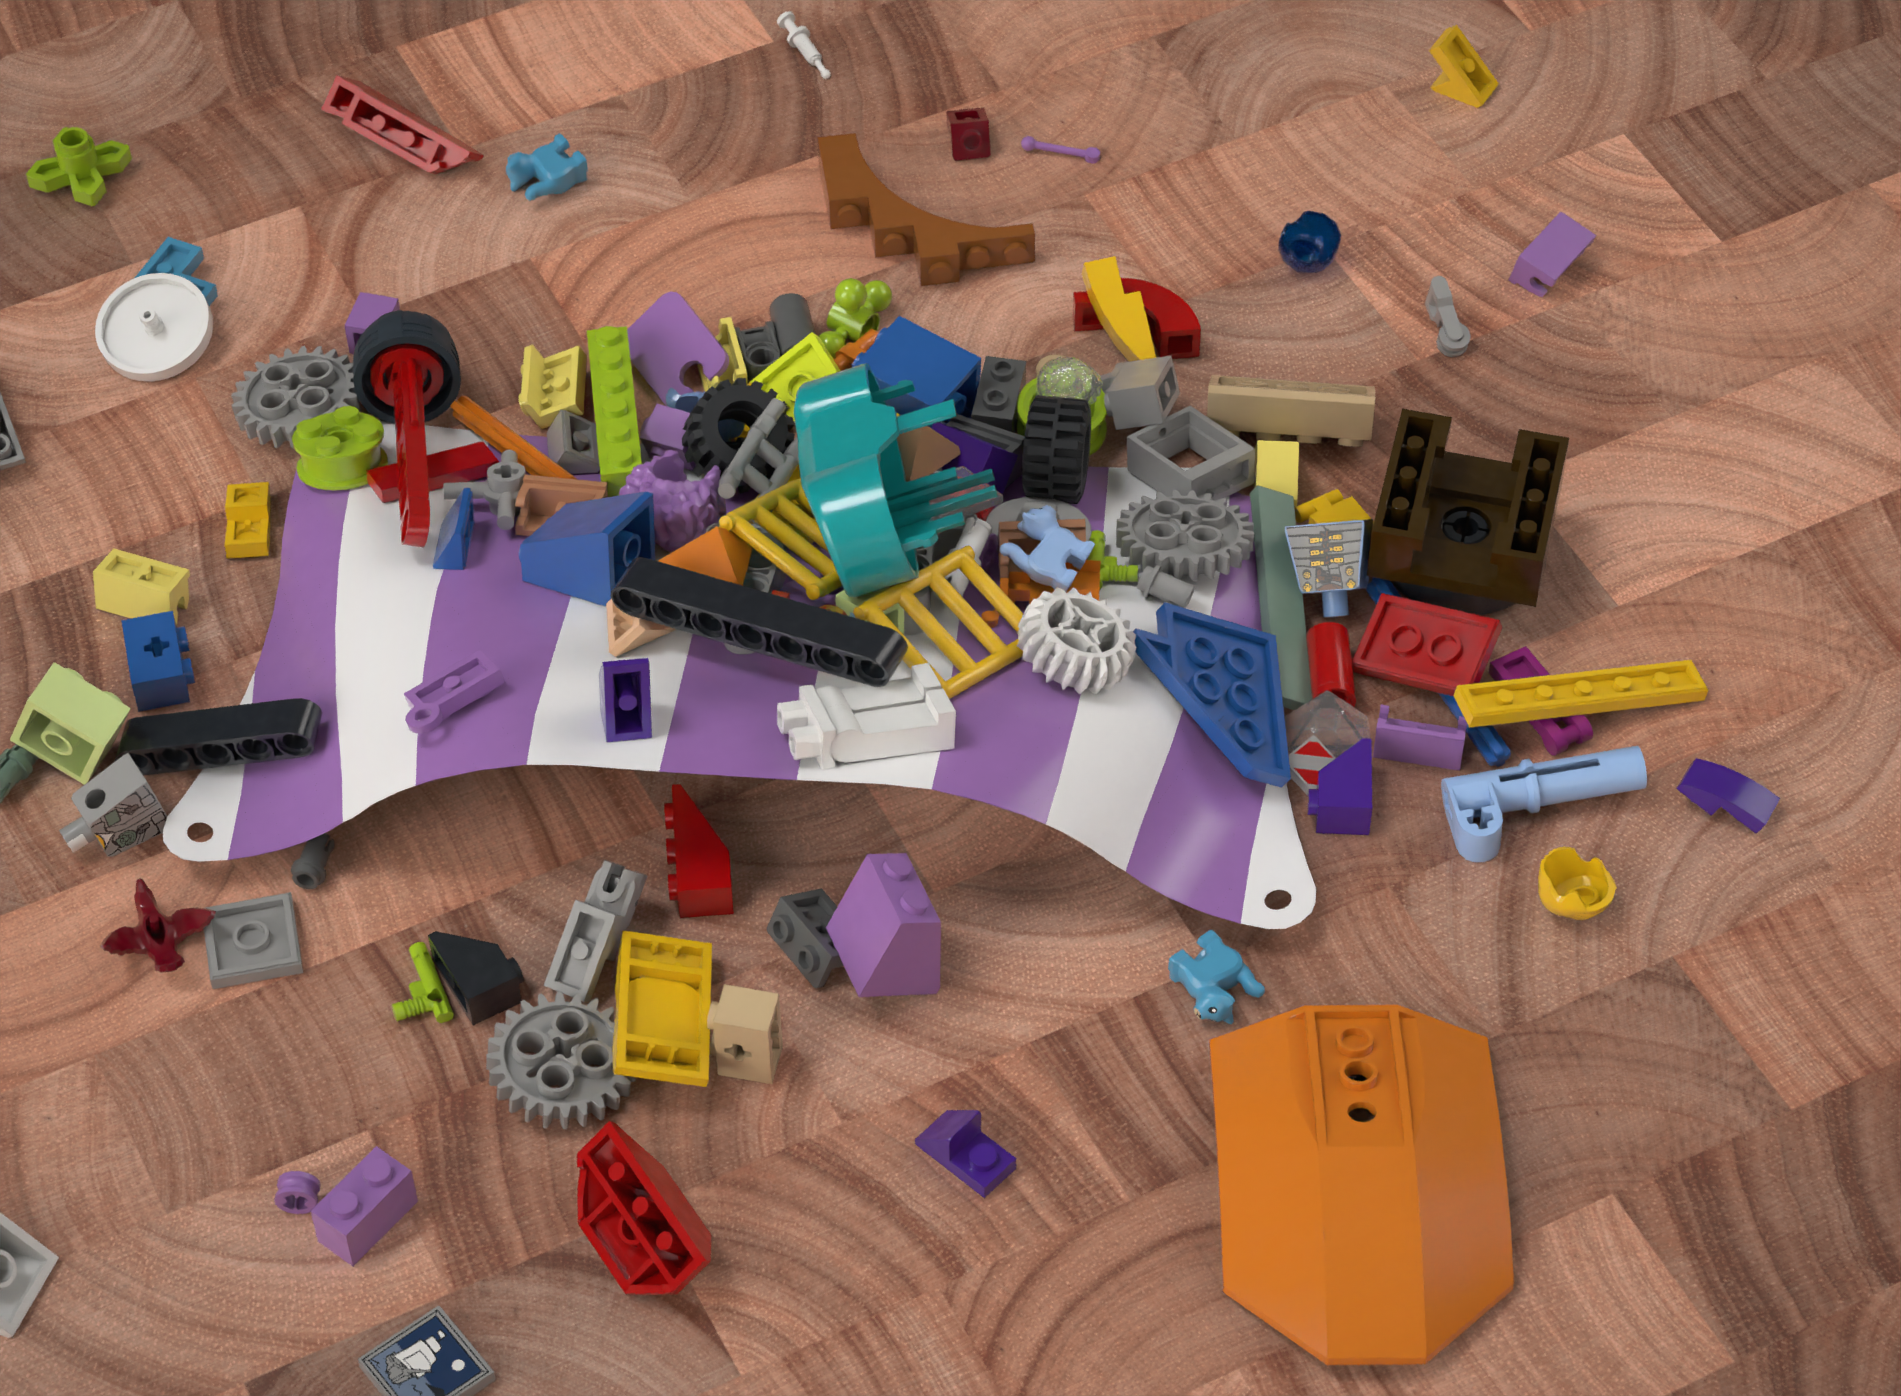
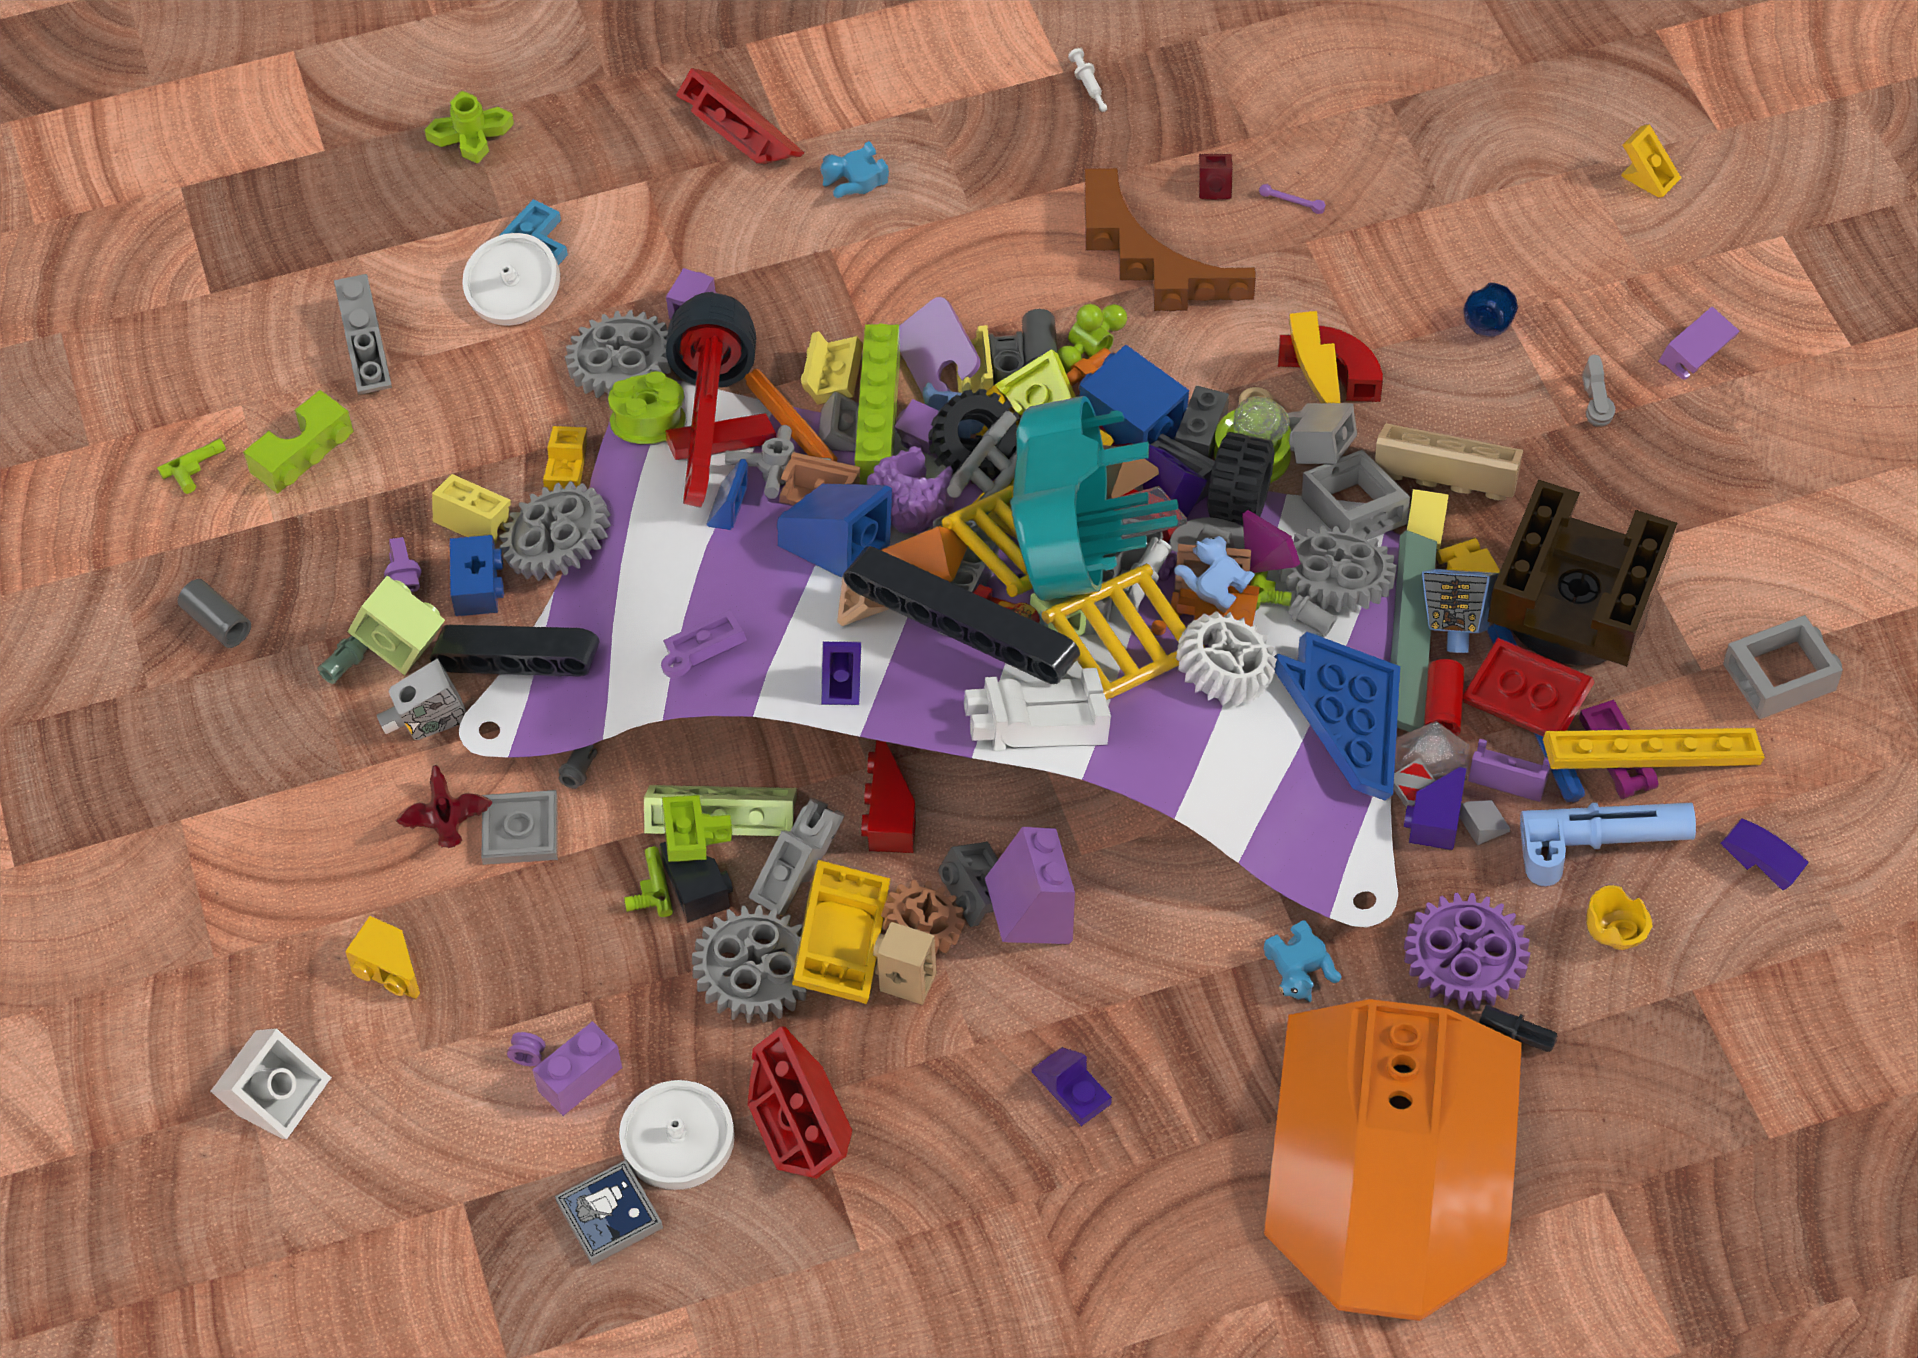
camera: 10 degrees right, 5 degrees up
(63, 654) = (401, 567): none -> medium lavender piece
(105, 1107) = (383, 956): none -> yellow slope
(275, 591) = (555, 531): none -> light grey gear
(463, 915) = (690, 830): none -> lime hinge
(492, 892) = (752, 809): none -> yellowish green fence
(497, 1269) = (676, 1135): none -> white piece
(761, 970) = (925, 911): none -> nougat gear
(1106, 513) = (1269, 545): none -> magenta slope
(1398, 798) = (1483, 820): none -> light grey slope
(1429, 919) = (1445, 928): none -> medium lavender gear
(1482, 1021) = (1518, 1028): none -> black axle
(1685, 614) = (1755, 685): none -> light grey window

